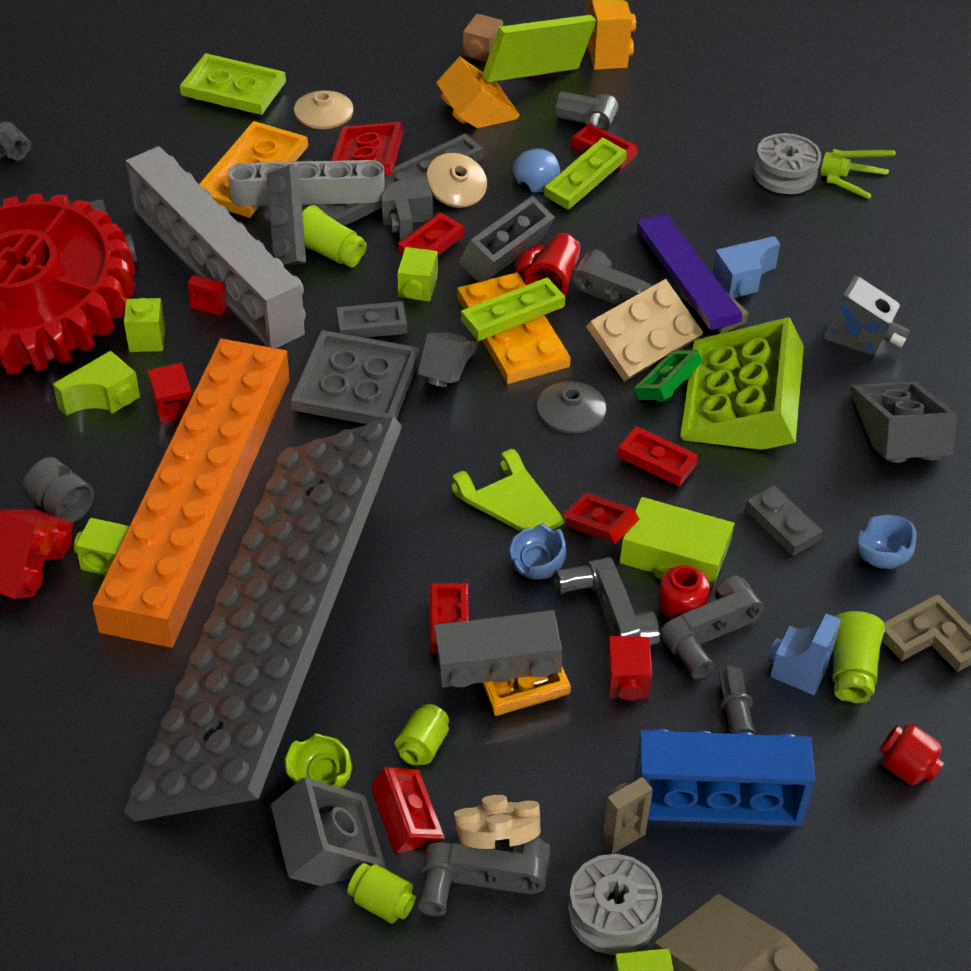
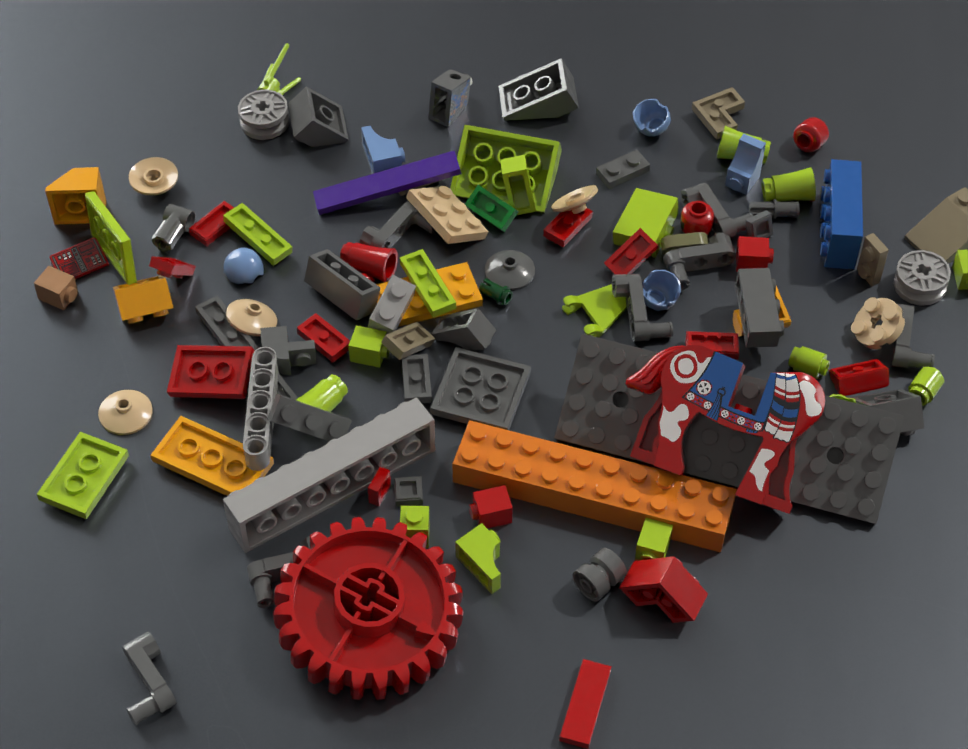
camera: 85 degrees left, 5 degrees up
(207, 326) = (408, 491): none -> dark grey tile
(241, 616) = (706, 383): none -> animal
(424, 302) = (408, 340): none -> dark tan plate
(464, 274) = (392, 305): none -> light grey brick
(500, 527) = (641, 329): none -> dark grey beam
(516, 106) = (171, 267): none -> red plate
(518, 392) = (500, 294): none -> dark green pin
(637, 582) = (678, 241): none -> olive beam
(661, 87) = (153, 176): none -> tan dish
(681, 445) = (575, 200): none -> tan dish
(687, 677) = (760, 225): none -> dark grey tile
(704, 385) = (518, 184): none -> lime slope
(780, 709) = (790, 186): none -> lime plant
(790, 208) = (317, 119): none -> dark grey slope

